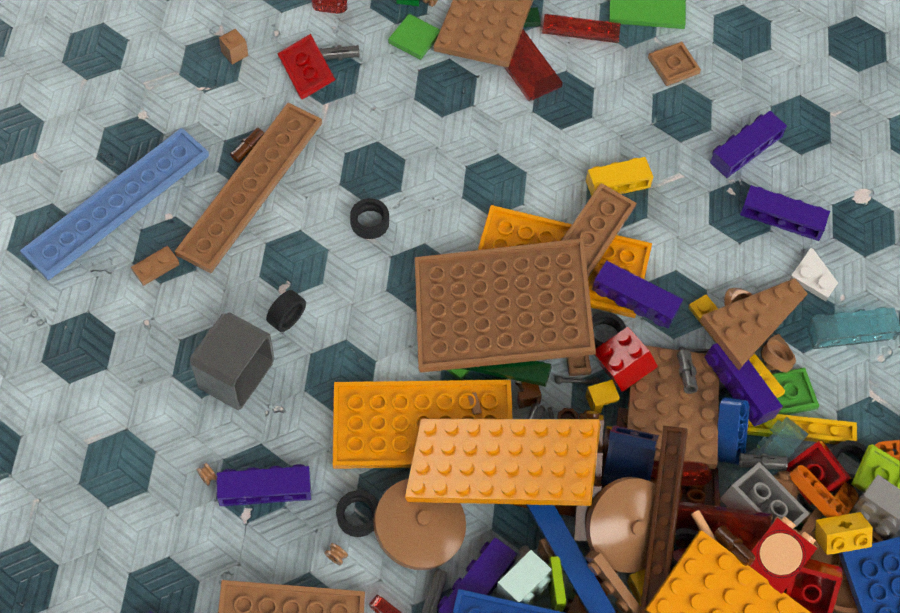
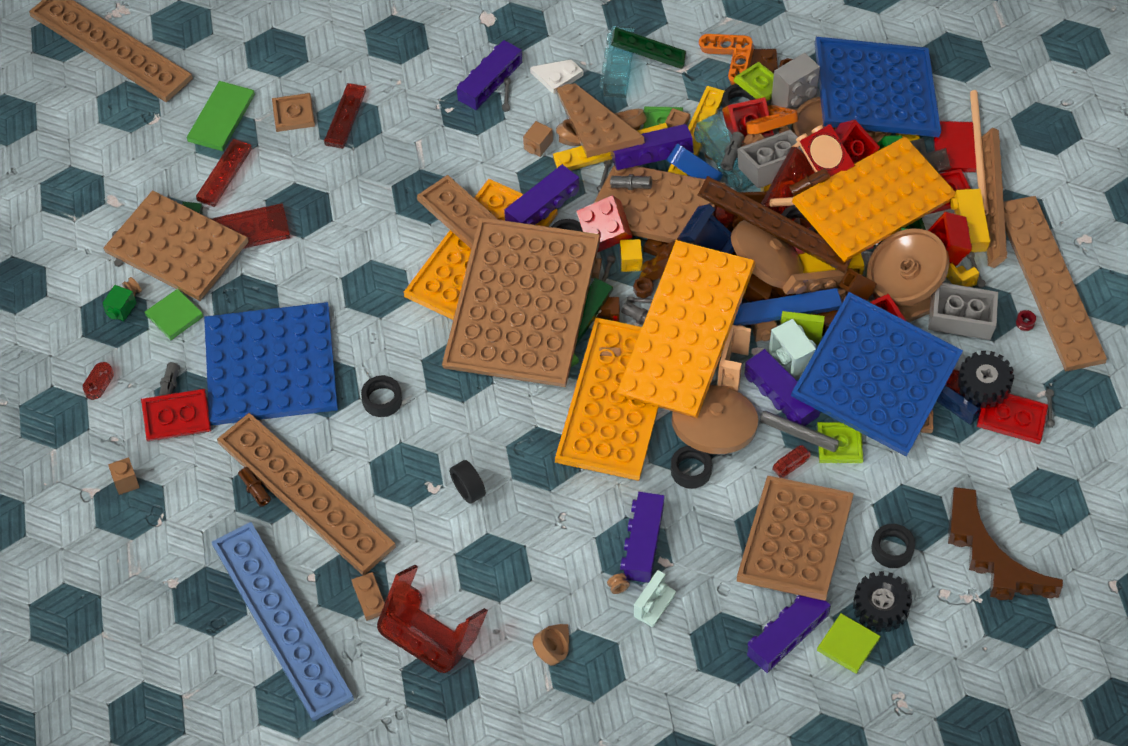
camera: 70 degrees left, 5 degrees down
(126, 313) = (421, 634): none -> clear red windscreen
(129, 429) = (552, 643): none -> medium nougat piece
(192, 510) = (653, 600): none -> light aqua bracket
(232, 360) = (514, 530): dark grey plate -> none
(336, 554) = (725, 491): medium nougat bush -> none
(384, 123) = (270, 363): none -> blue plate
(497, 516) = (730, 371): none -> light nougat panel
(621, 176) = (408, 185): yellow brick -> none
(687, 106) = (345, 115): none -> clear red tile
(719, 275) = (538, 139): none -> medium nougat brick
(747, 144) = (408, 80): dark purple brick -> none
(753, 239) = (505, 107): none -> dark grey hinge
(796, 403) = (677, 118): none -> medium nougat tile
(843, 533) = (810, 112): yellow brick -> none
(880, 350) = (648, 48): none -> dark green tile

